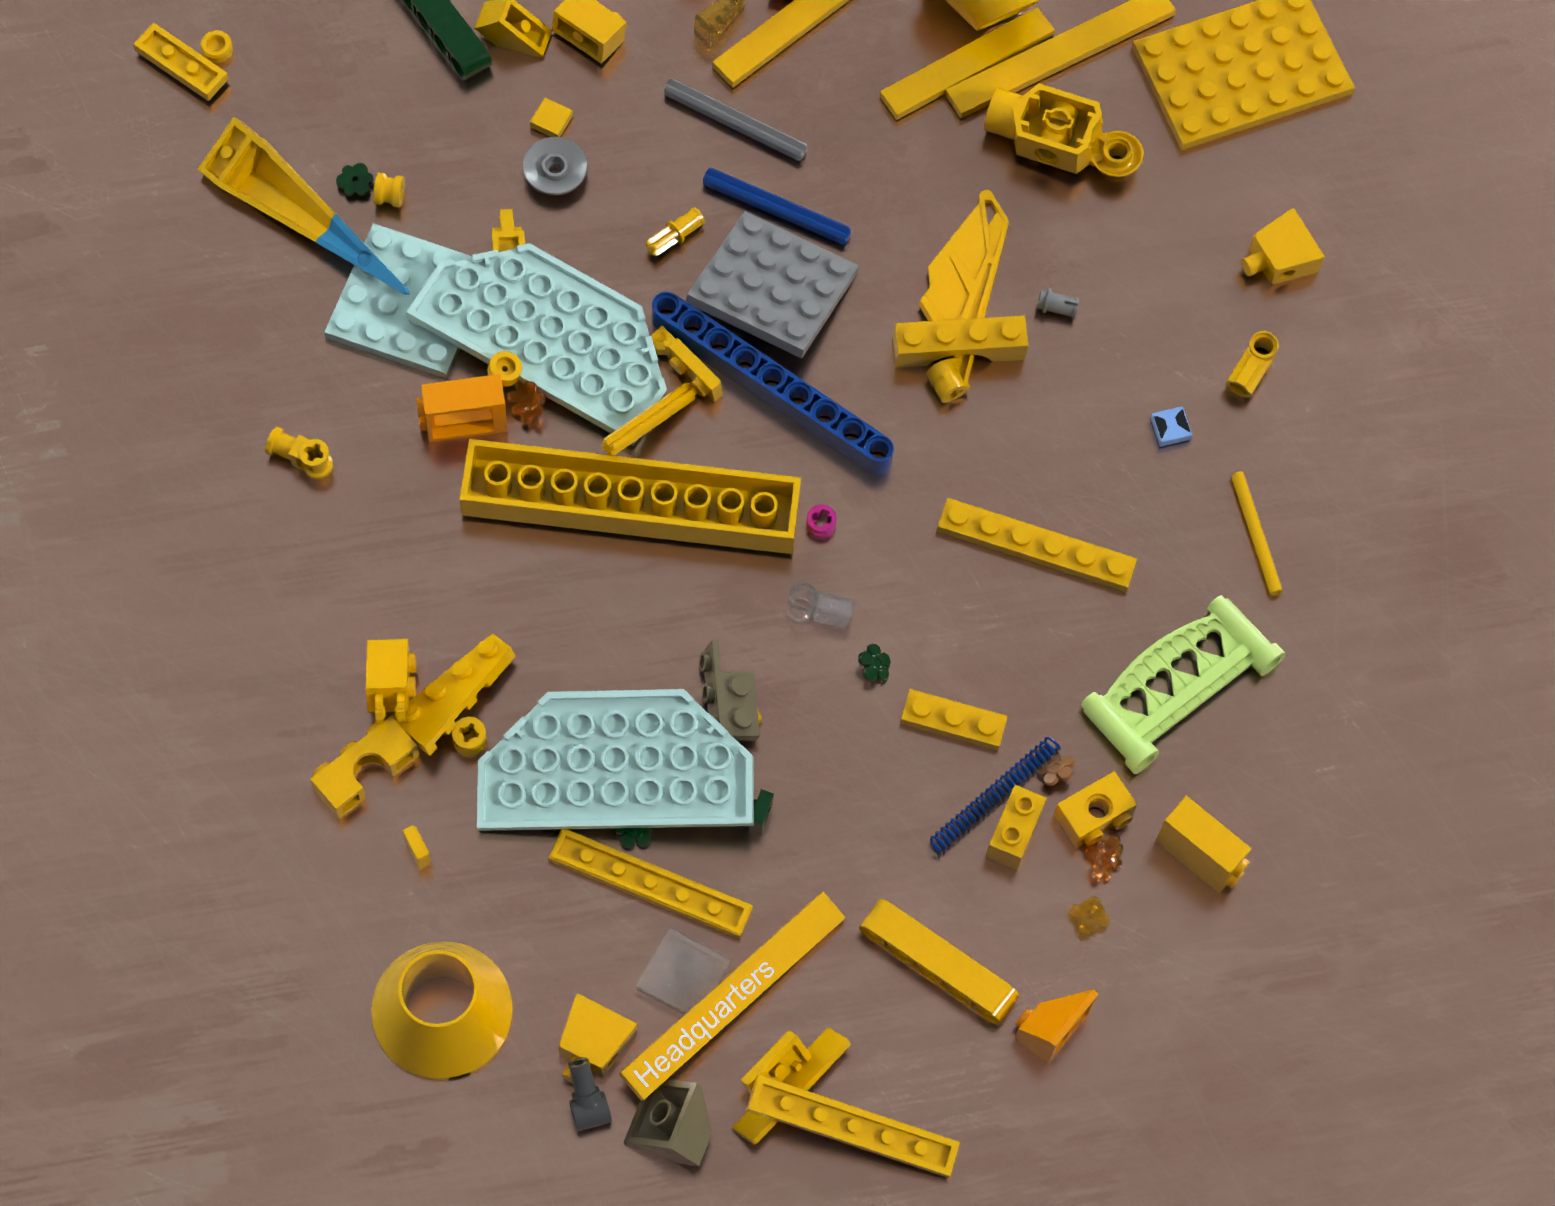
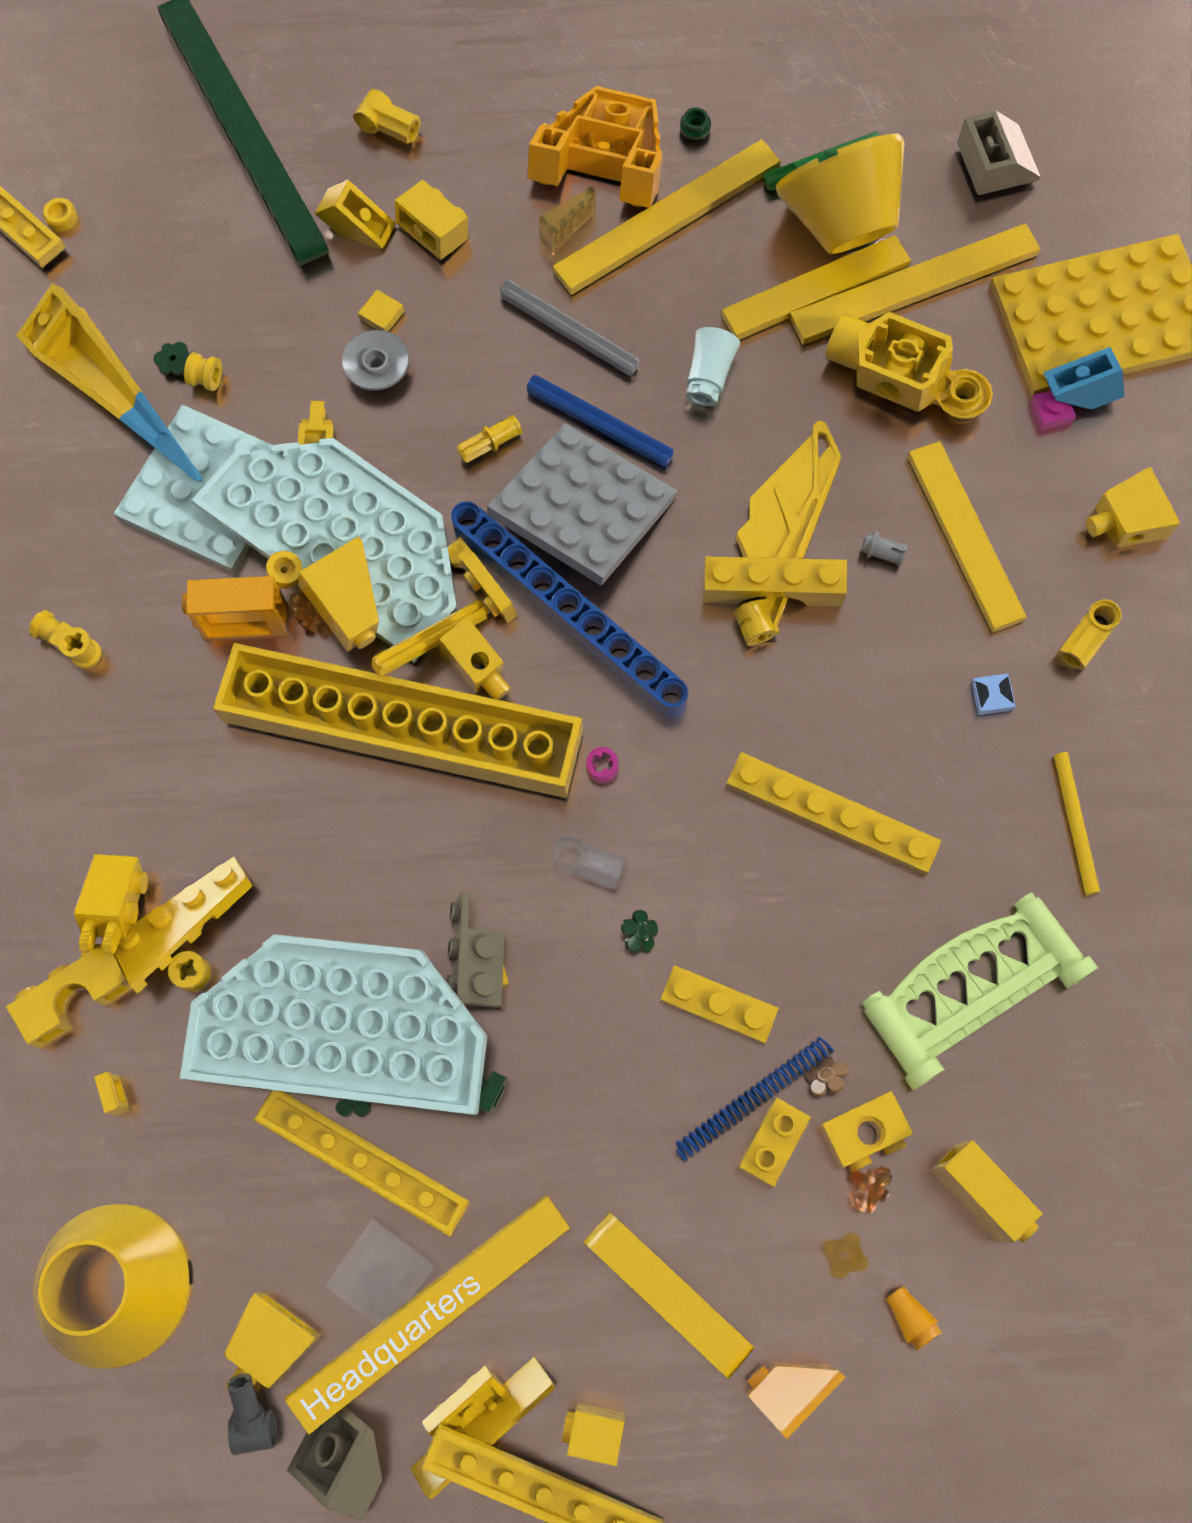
camera: 15 degrees right, 5 degrees up
(565, 386) = (343, 594): none -> yellow slope
(691, 435) = (465, 648): none -> yellow torso
(876, 145) = (710, 364): none -> light aqua plant
(890, 1071) = (594, 1433): none -> yellow brick
(1132, 285) = (966, 537): none -> yellow tile
(1153, 959) = (913, 1318): none -> light orange cone
(1201, 161) = (1050, 412): none -> dark pink plate
(1229, 132) = (1088, 380): none -> dark azure slope

